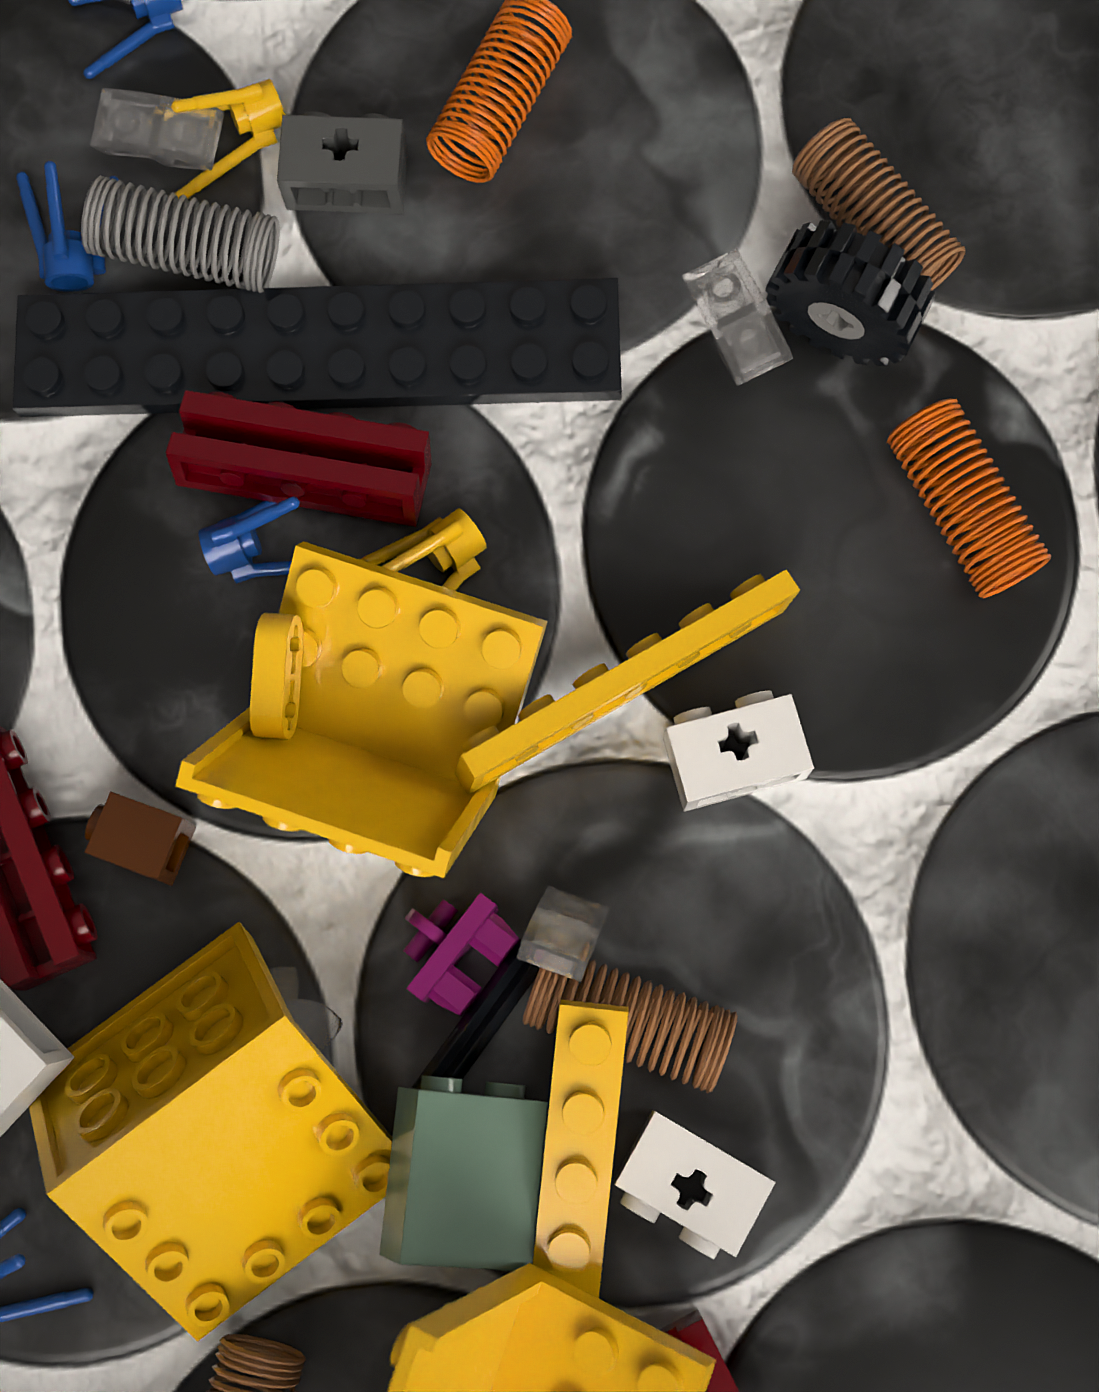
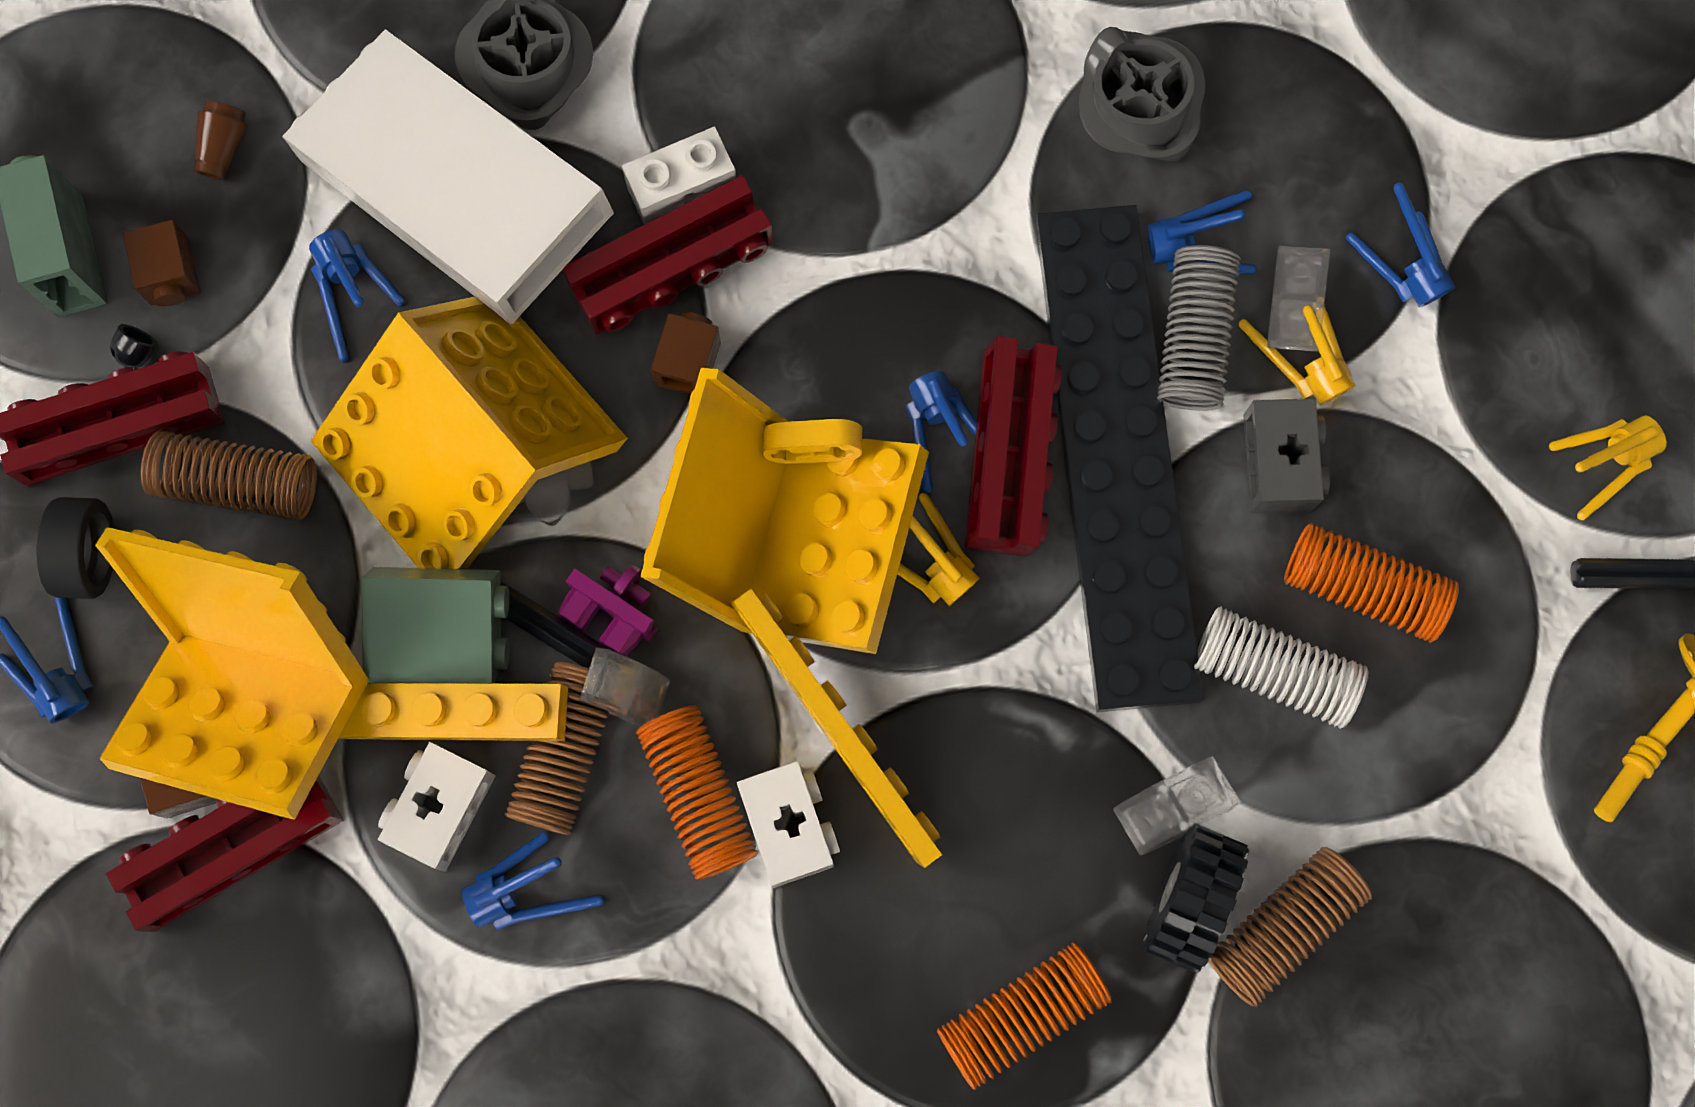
camera: 80 degrees right, 0 degrees up
(611, 140) = (1282, 676): none -> white piece
(772, 841) = (681, 729): none -> orange piece
(807, 1115) = (494, 894): none -> blue plant

